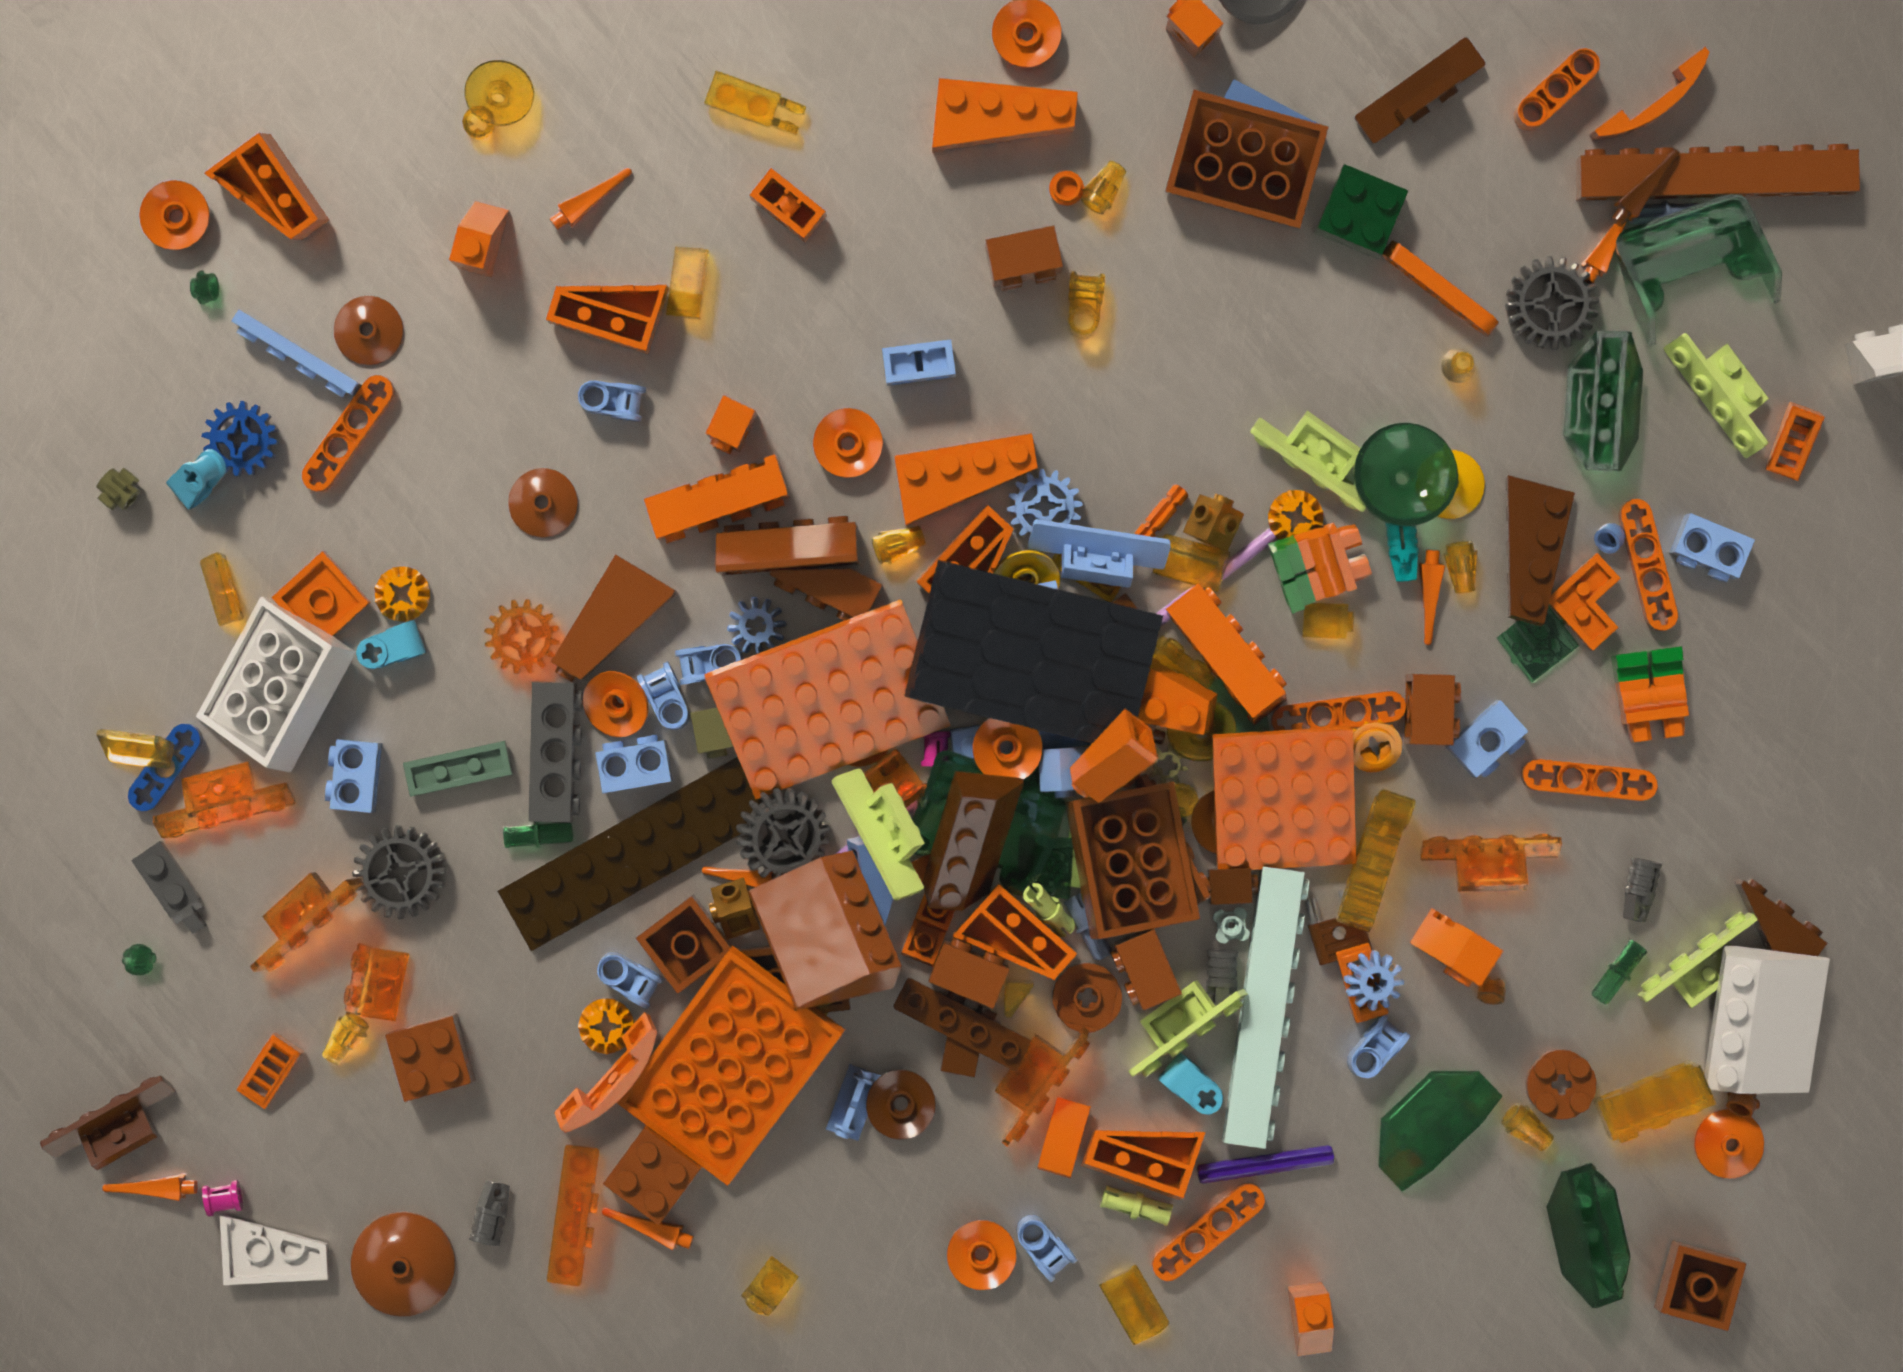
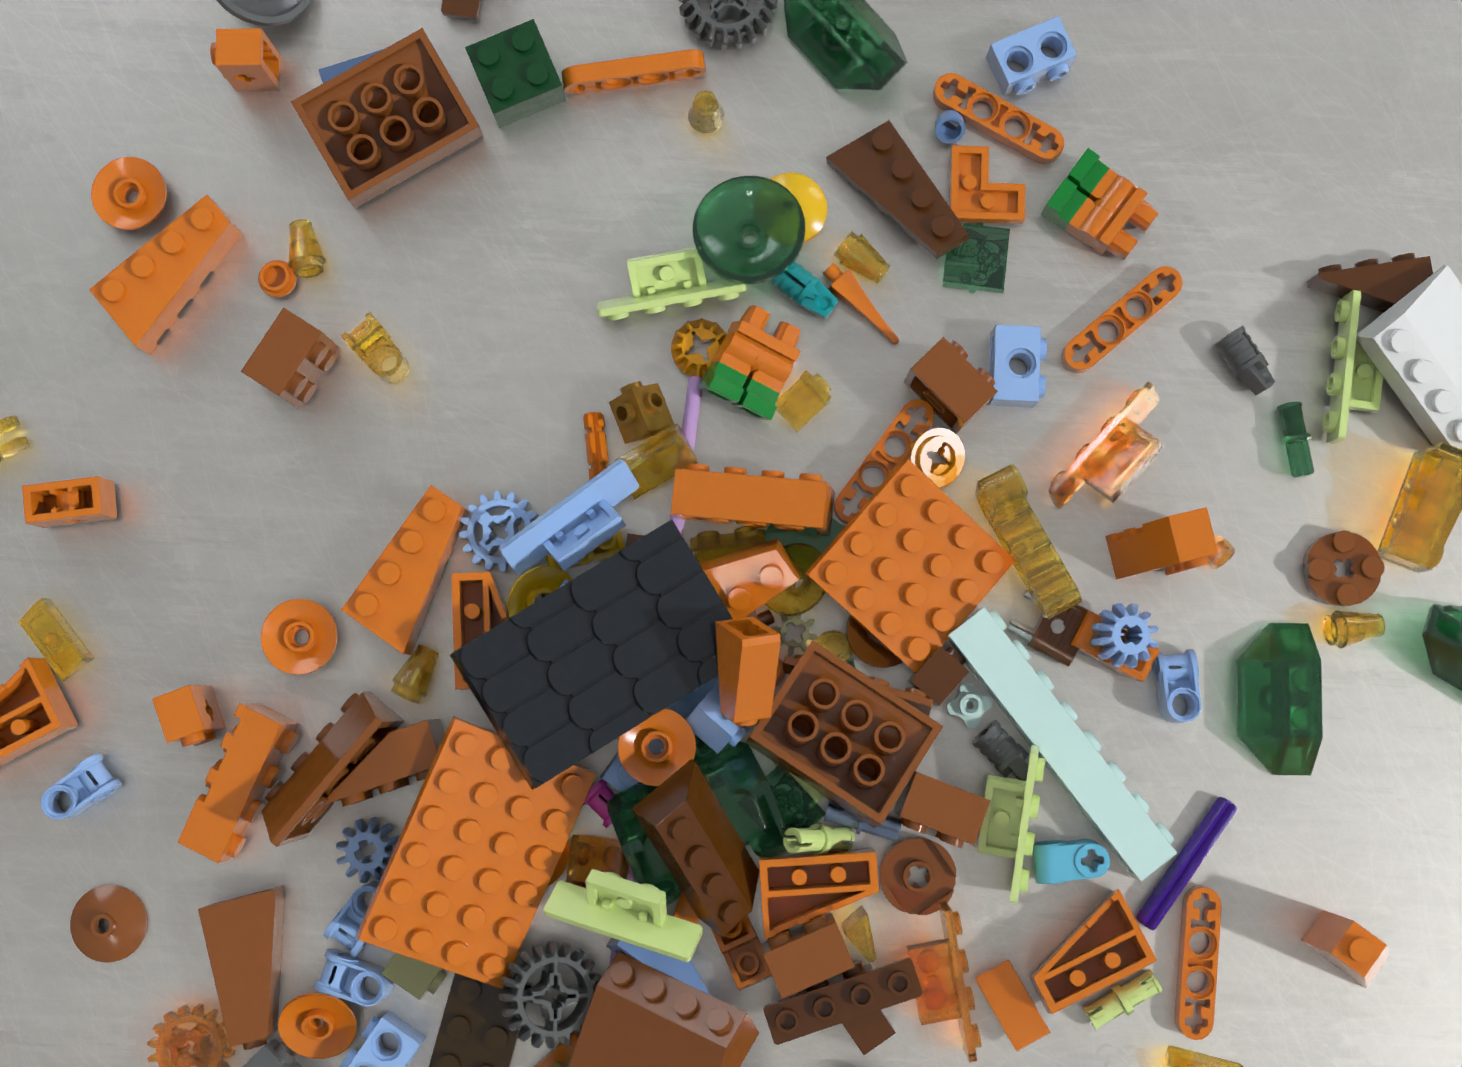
camera: 50 degrees left, 5 degrees down
(918, 362) = (290, 520): light blue brick -> none

